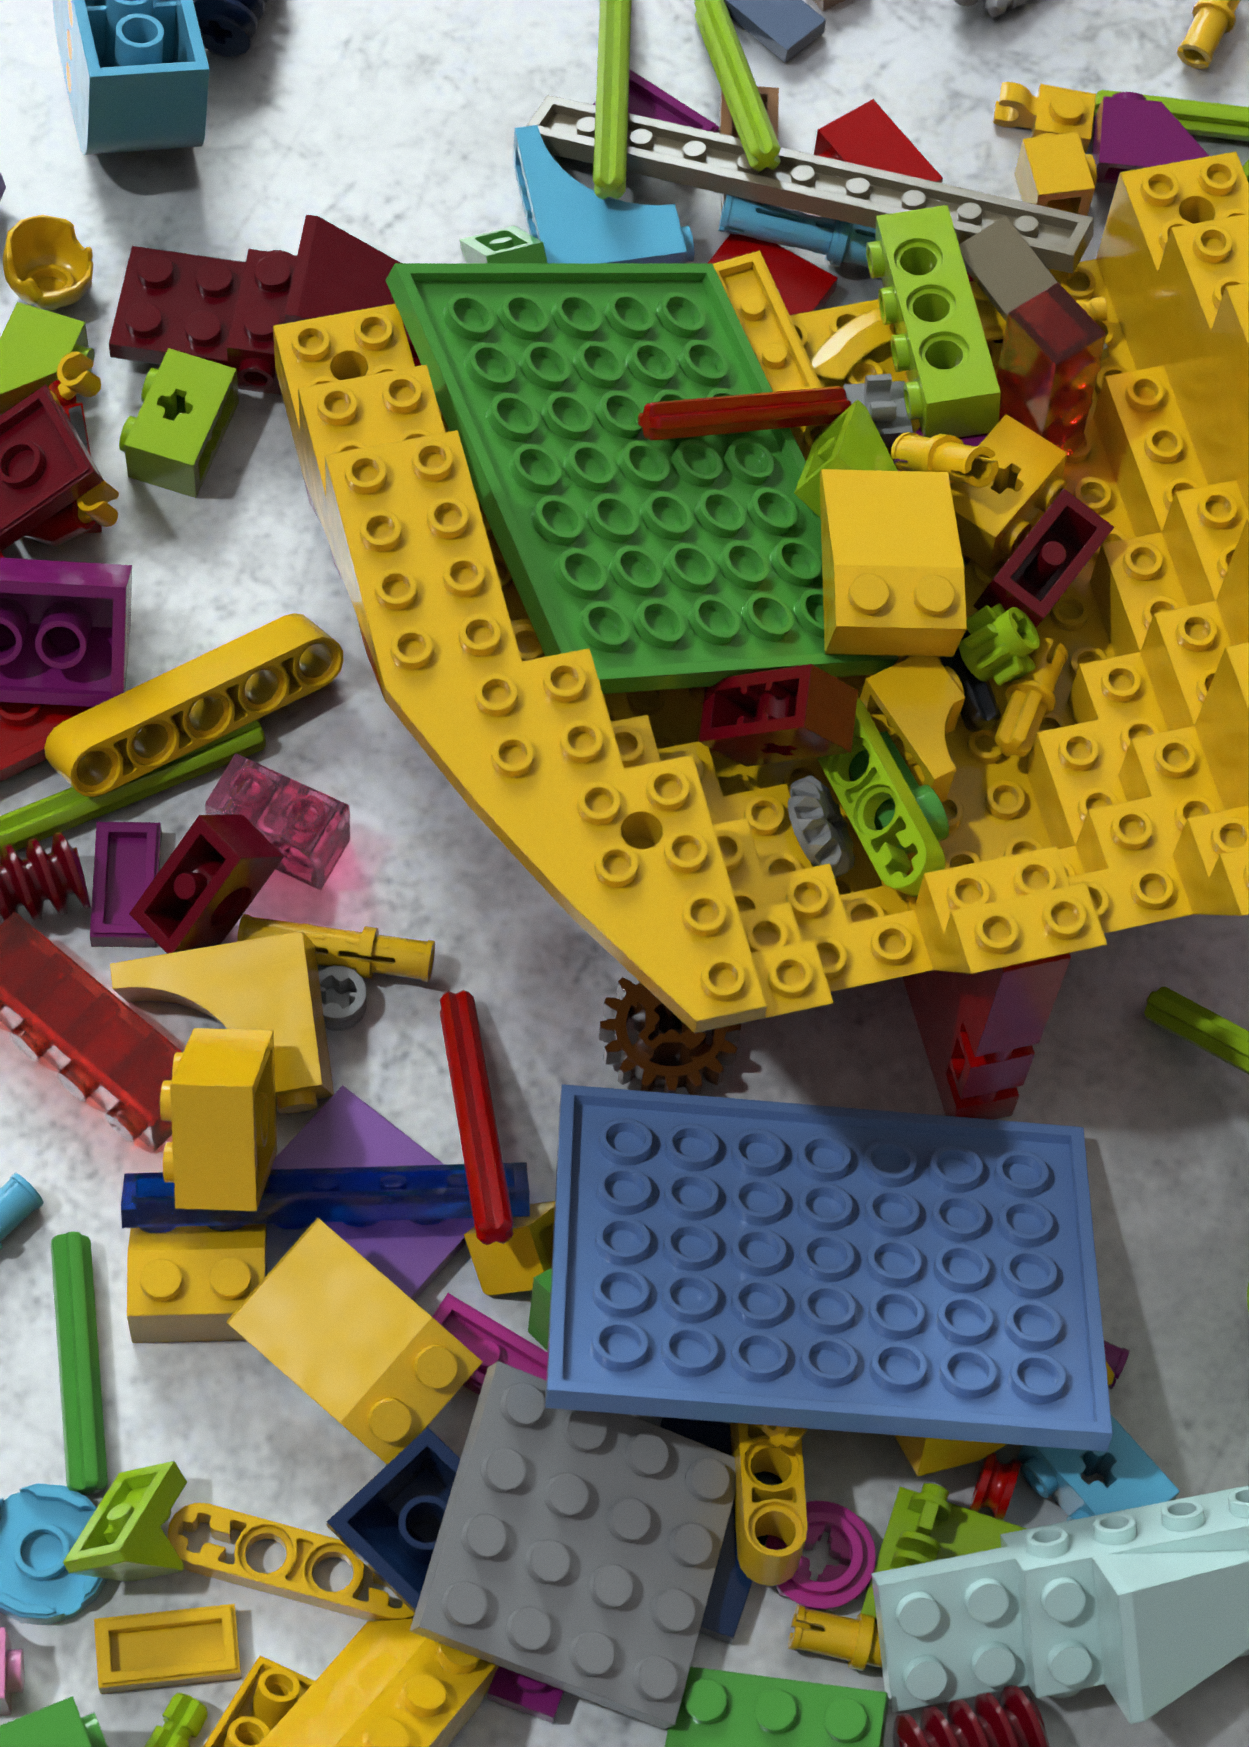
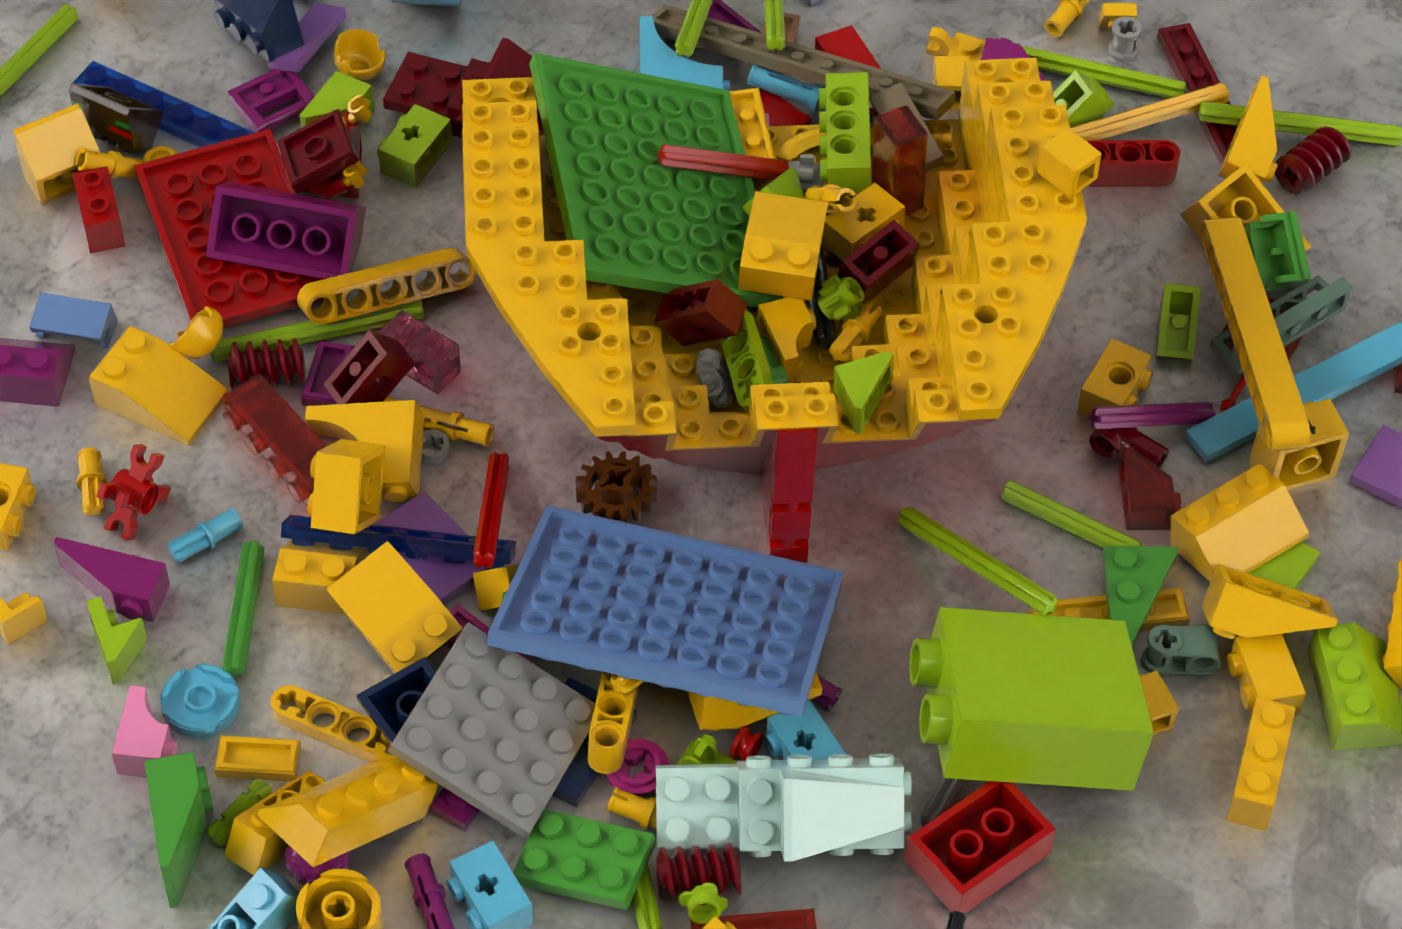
camera: 15 degrees right, 10 degrees down
(125, 1530) = (247, 694): lime slope -> none
(1100, 840) = (862, 385): none -> lime slope

